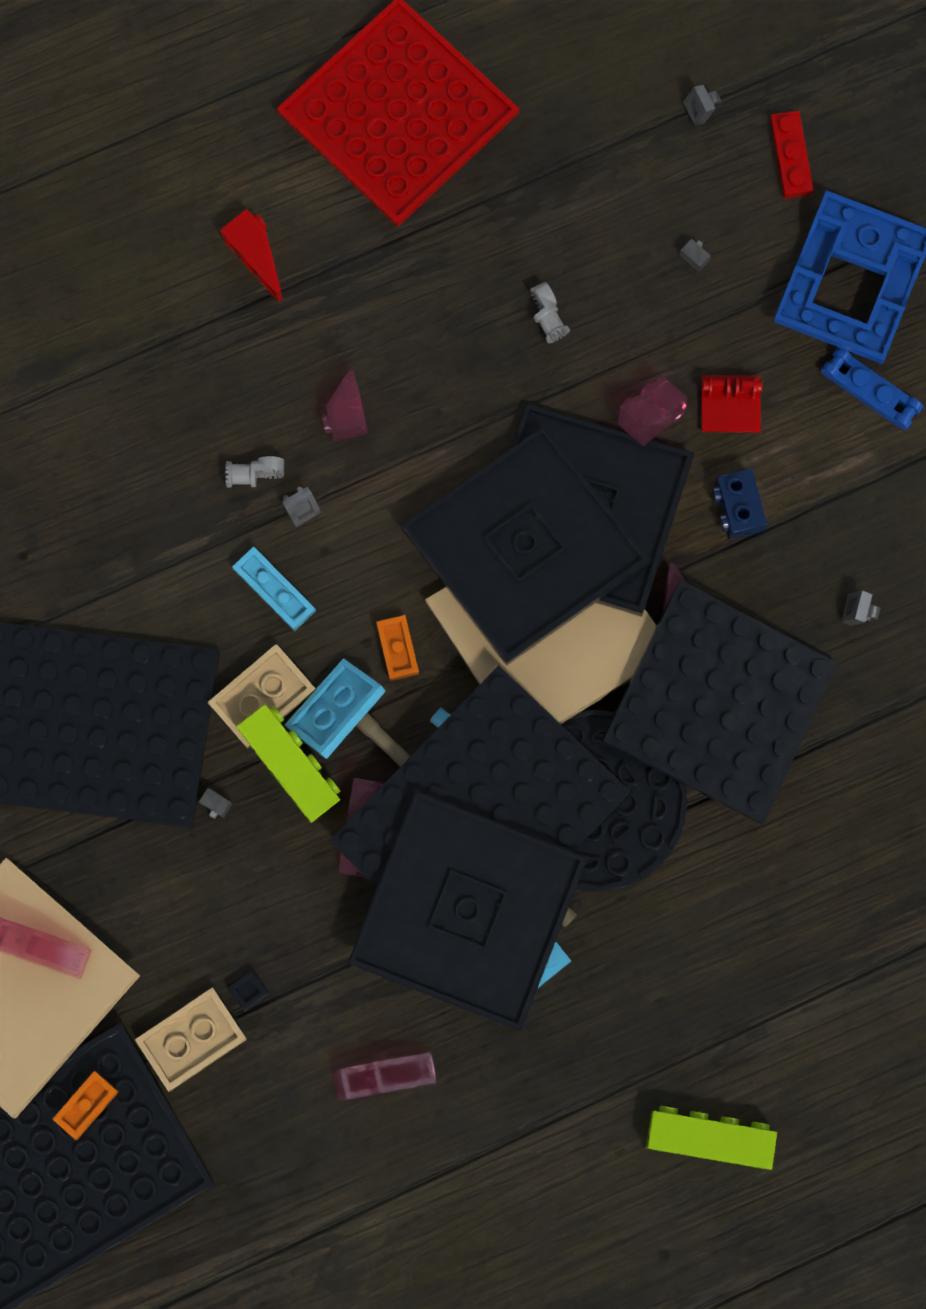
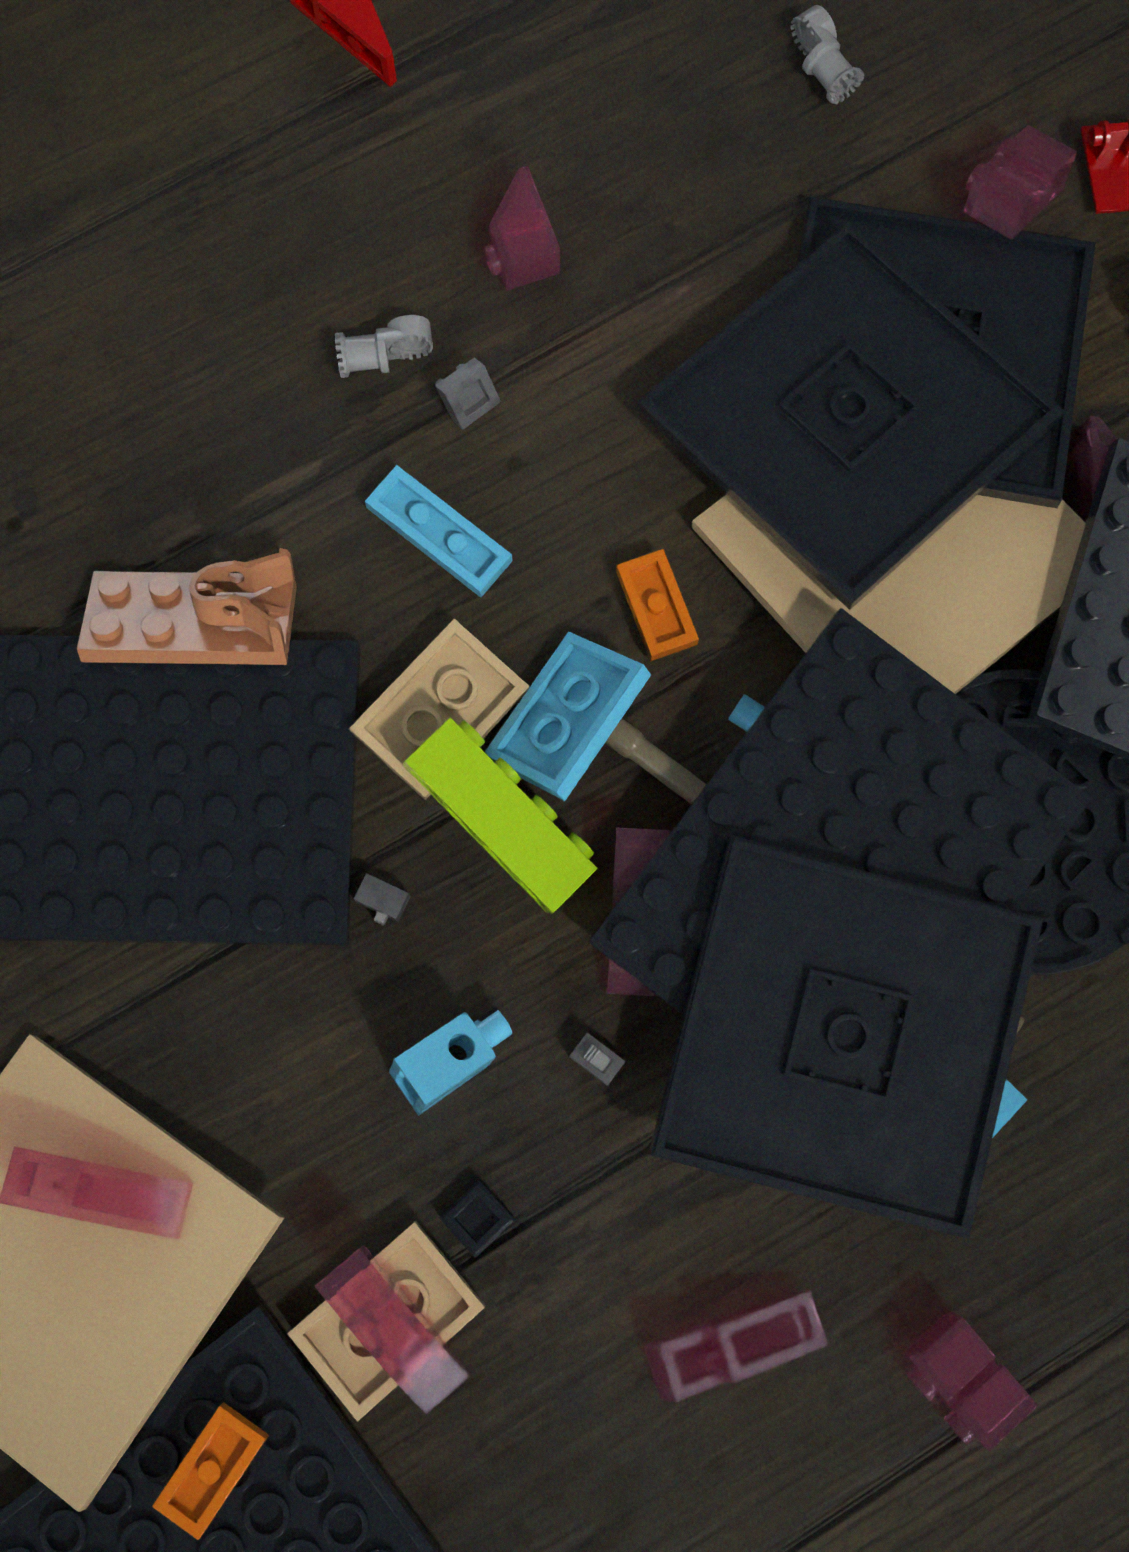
camera: 10 degrees left, 0 degrees up
(123, 624) = (192, 615): none -> nougat plate
(193, 1041) = (392, 1329): none -> clear pink slope
(231, 905) = (430, 1071): none -> medium azure torso
(327, 909) = (597, 1059): none -> flat silver piece
(511, 1110) = (961, 1372): none -> clear pink piece

